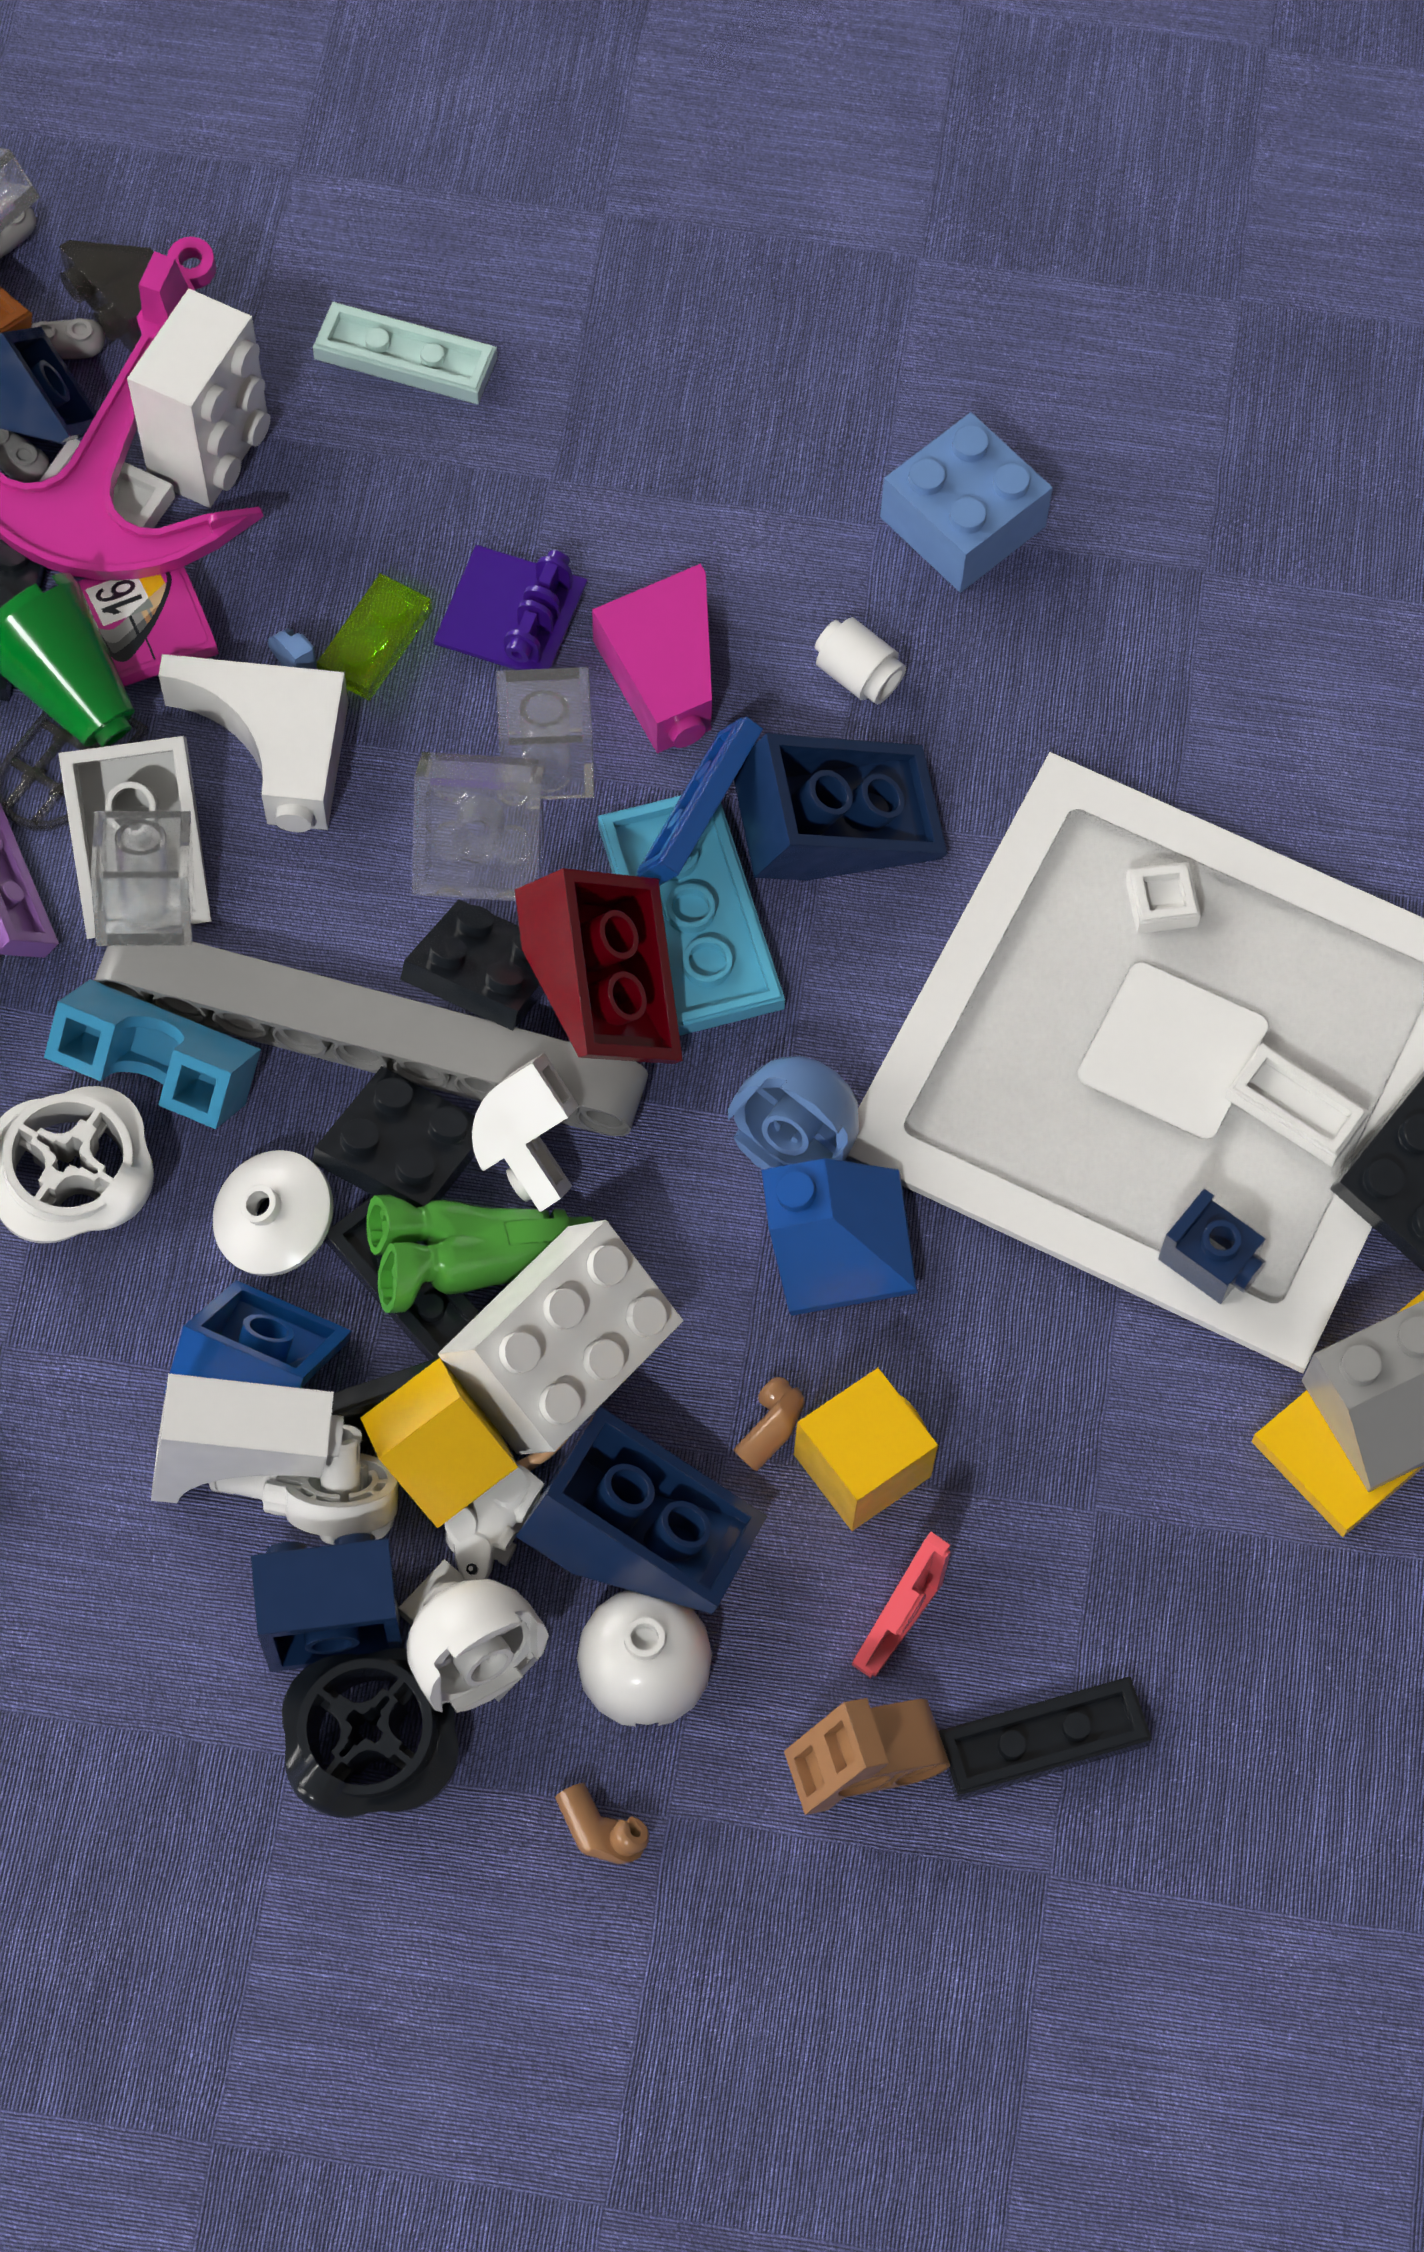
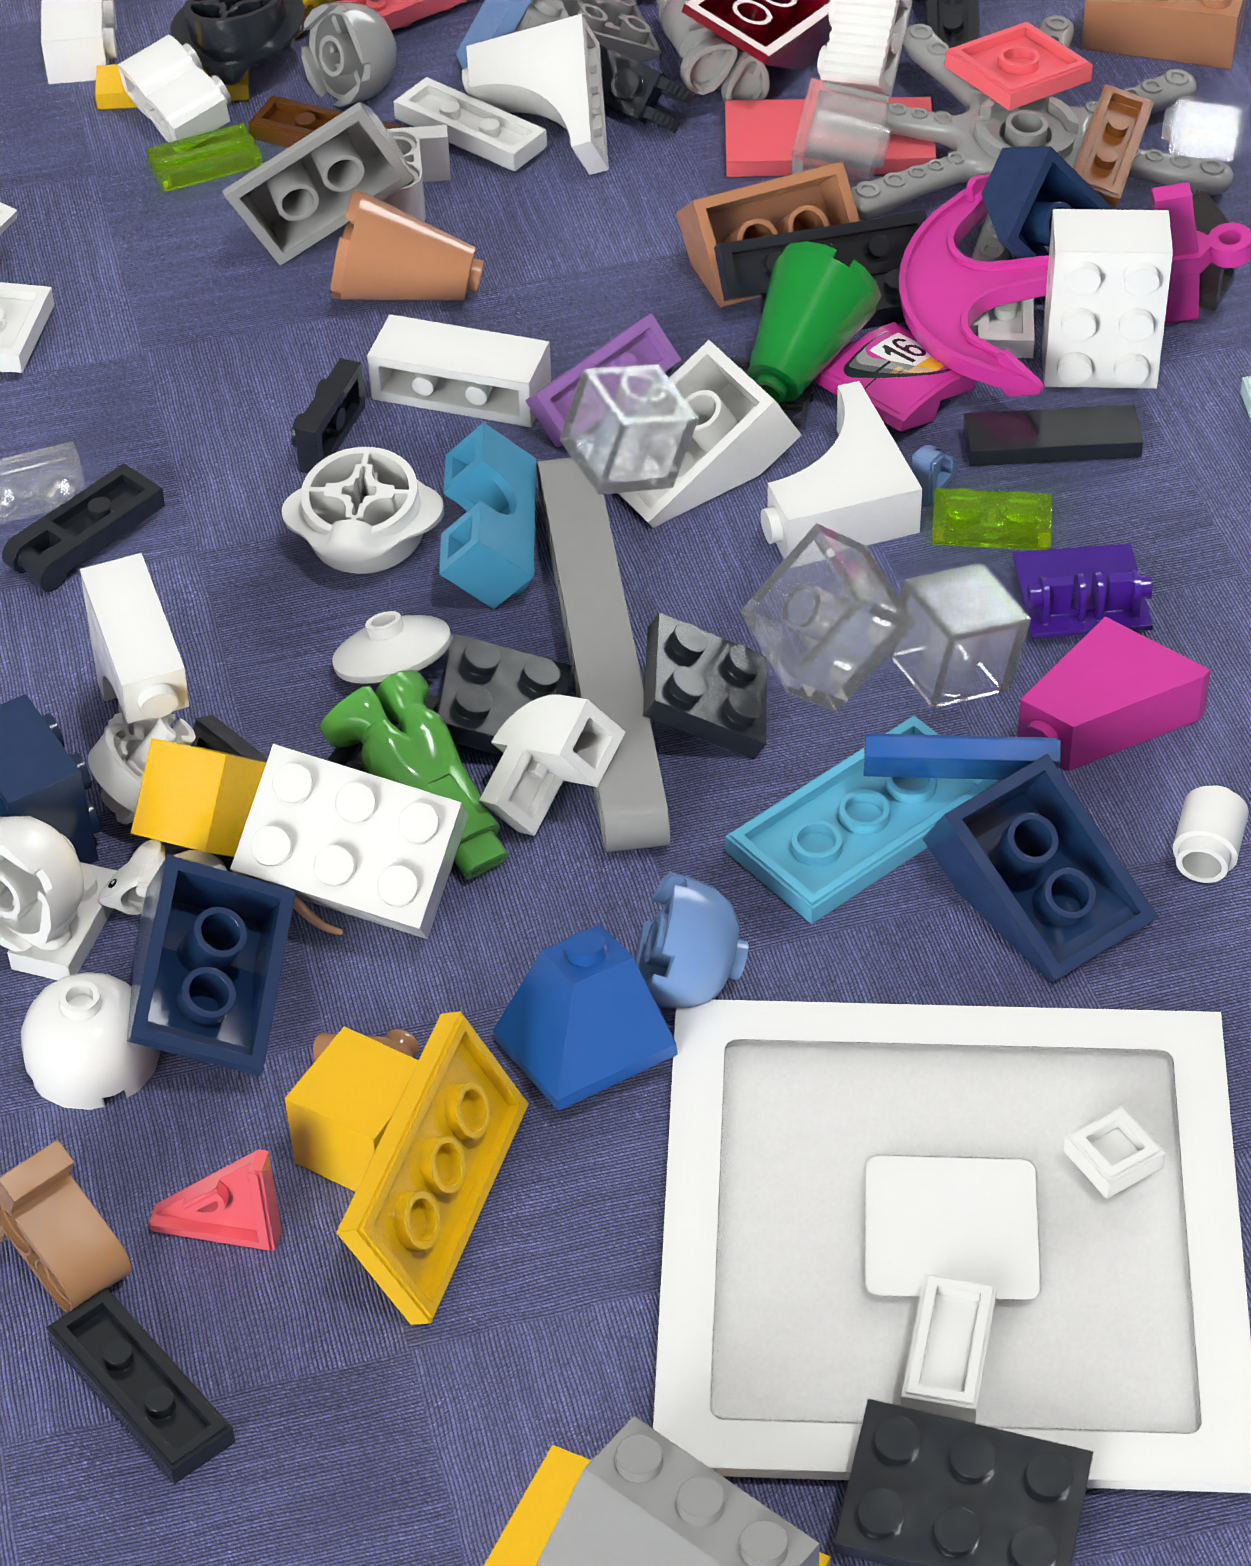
camera: 70 degrees right, 20 degrees down
(256, 1340) = (255, 671): blue slope -> none
(292, 534) = (1052, 435): none -> black tile
(603, 962) = (741, 748): dark red slope -> none
(961, 1409) = (433, 1169): none -> yellow tile
(1209, 1269) = (730, 1315): dark blue brick -> none

